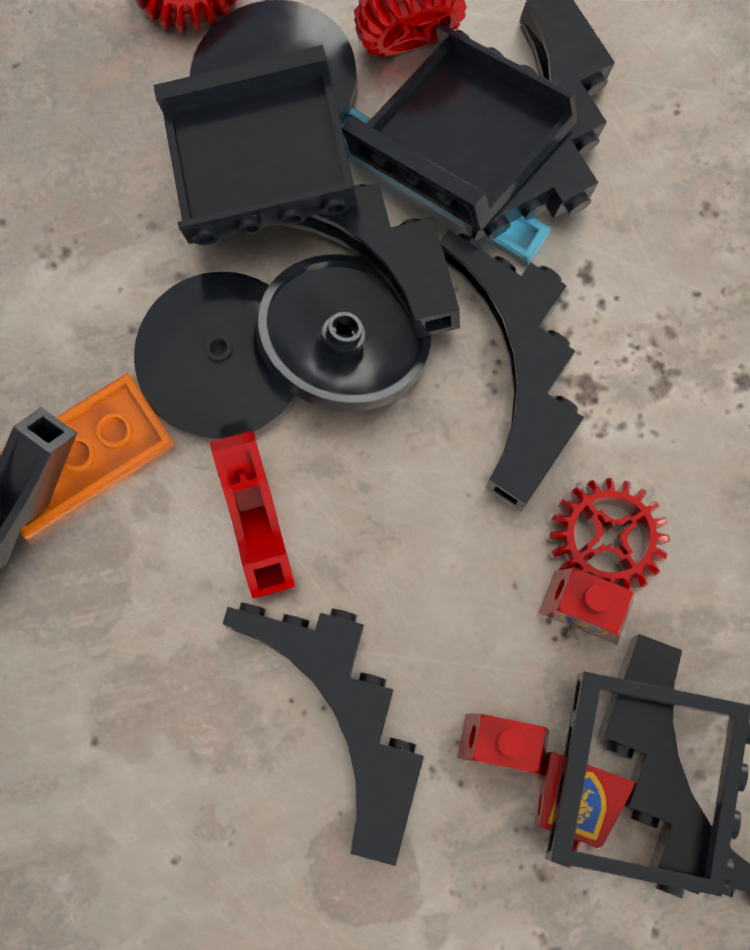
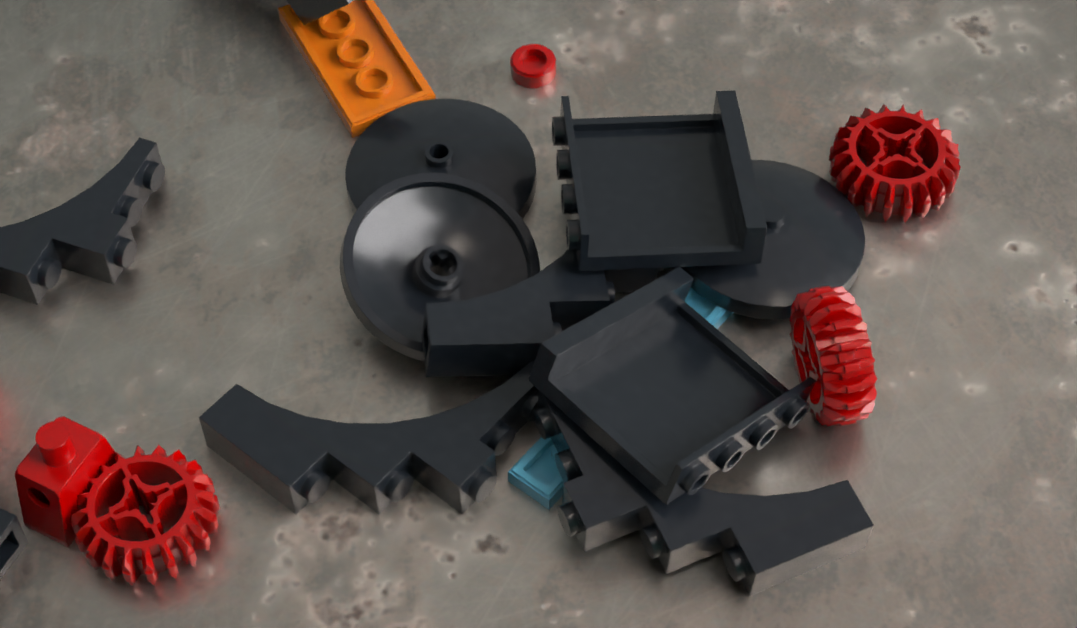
camera: 100 degrees right, 25 degrees down
(81, 291) = (533, 66): none -> red tile
(252, 514) = (247, 186): red arch -> none

